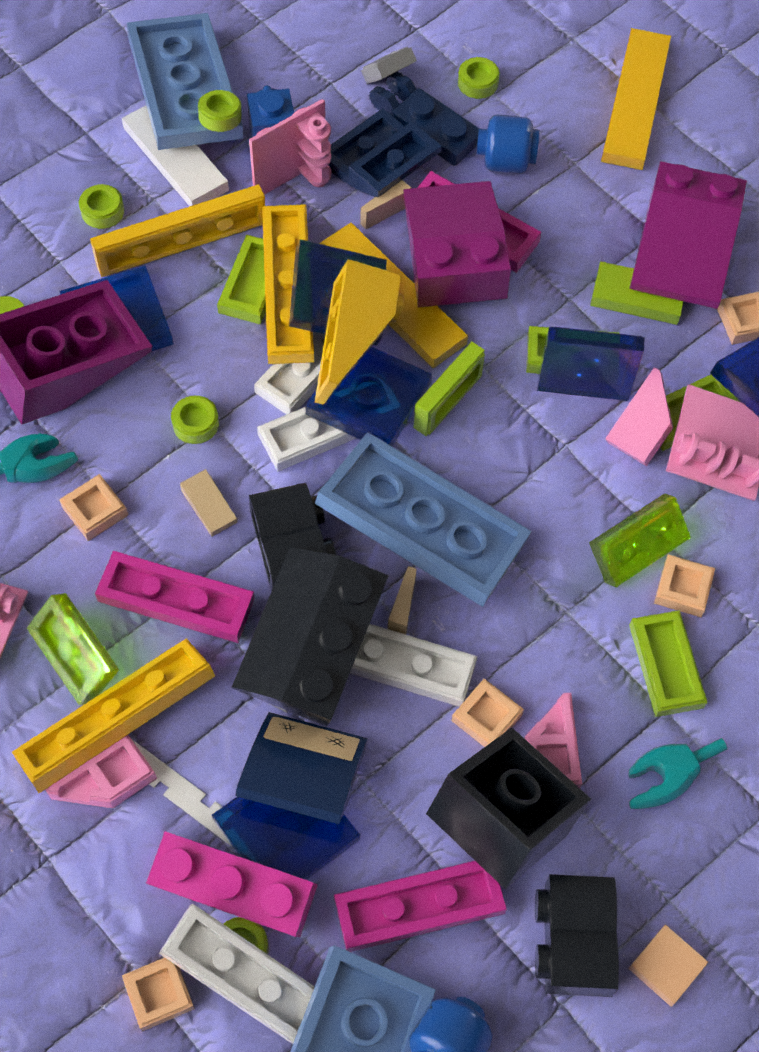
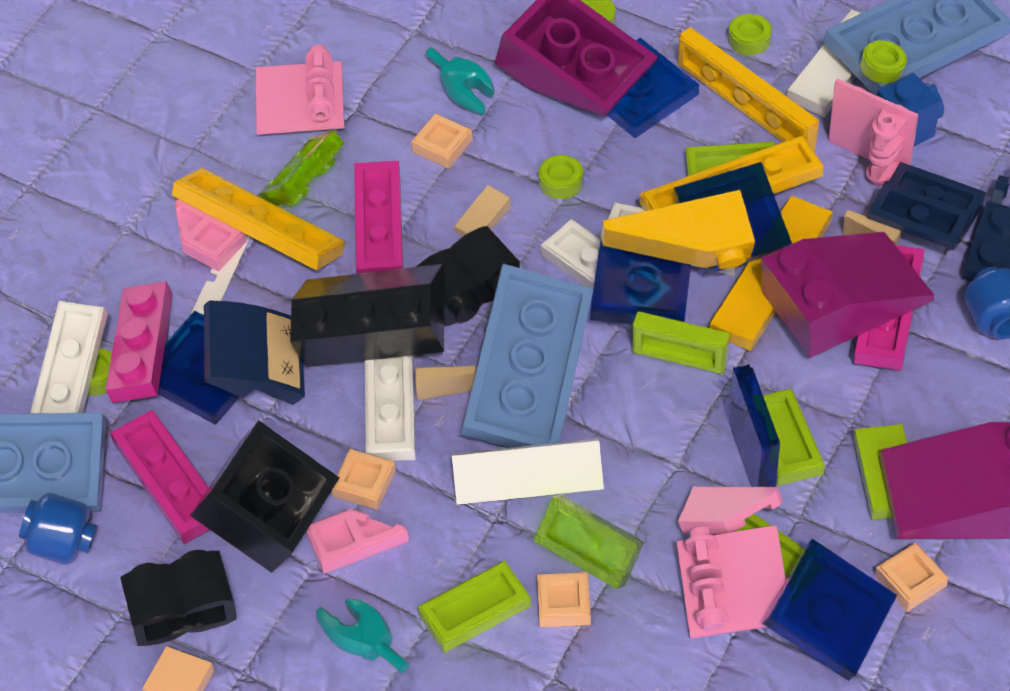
camera: 75 degrees right, 10 degrees down
(157, 993) = (34, 330): light nougat tile -> none
(543, 565) = (527, 471): none -> white tile

